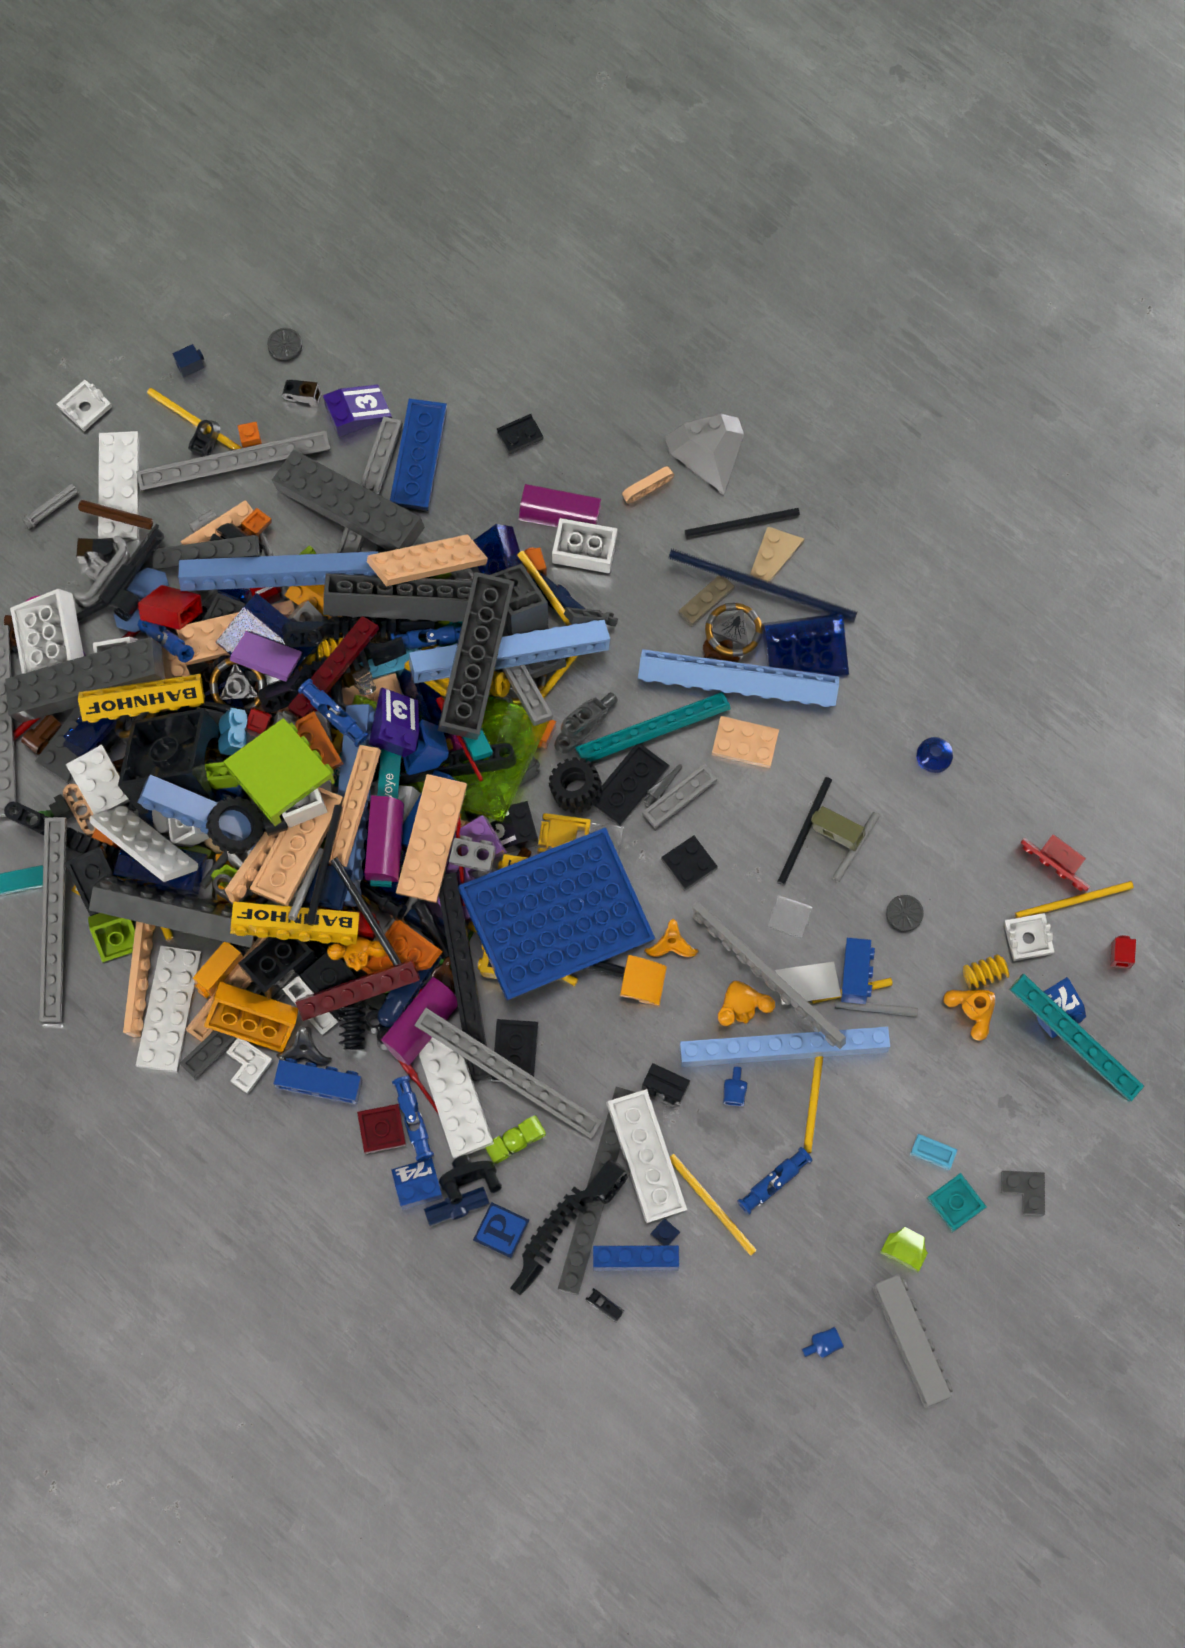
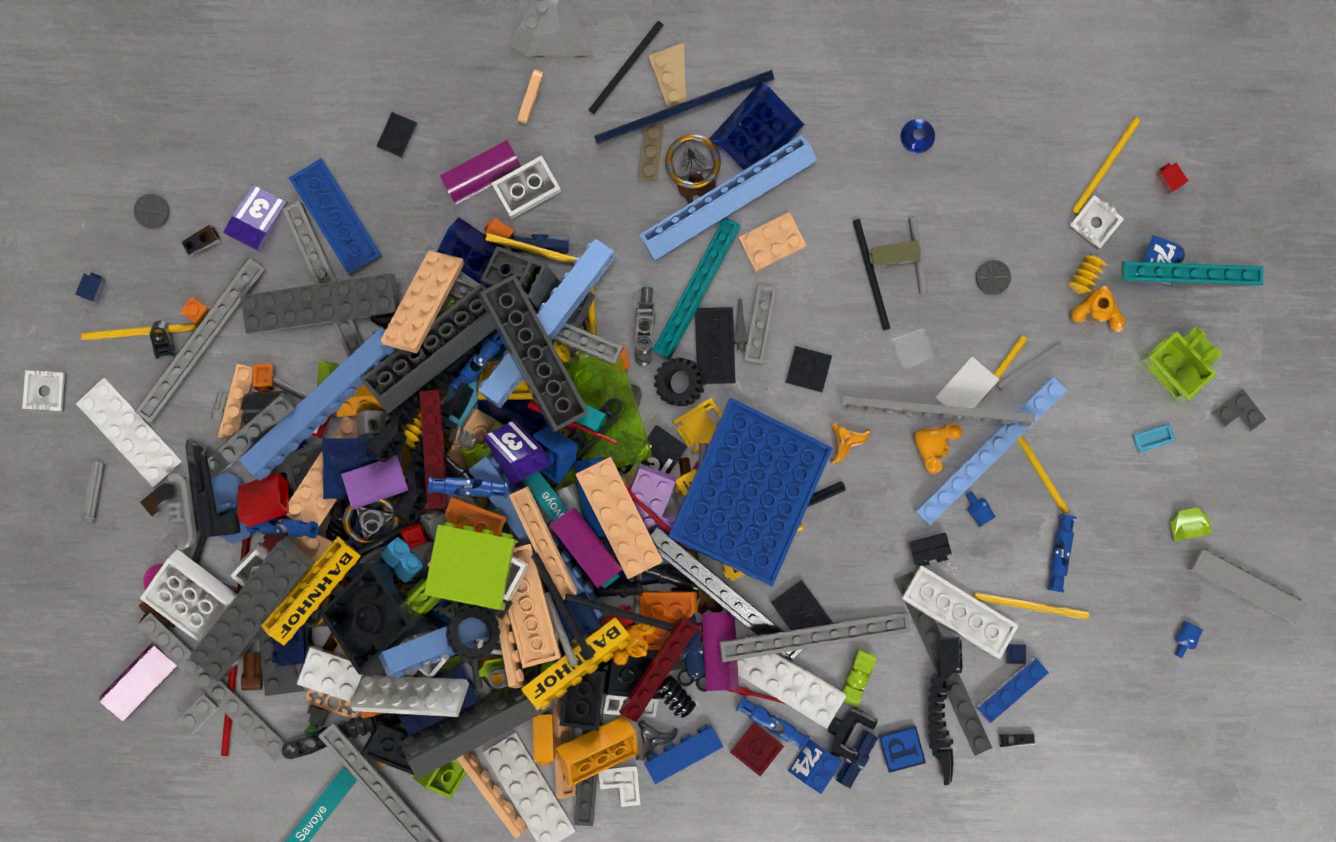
camera: 40 degrees left, 15 degrees up
(115, 514) = (151, 459): reddish brown axle -> none
(471, 859) = (662, 510): light grey brick -> none
(579, 616) = (576, 244): dark grey plate -> none
(643, 980) = (850, 486): light orange slope -> none
(857, 971) = (997, 351): blue brick -> none
(956, 1202) = (1198, 461): teal tile -> none
(1008, 1104) = (1183, 363): none -> lime piece
(1061, 857) = (1072, 142): red bracket -> none

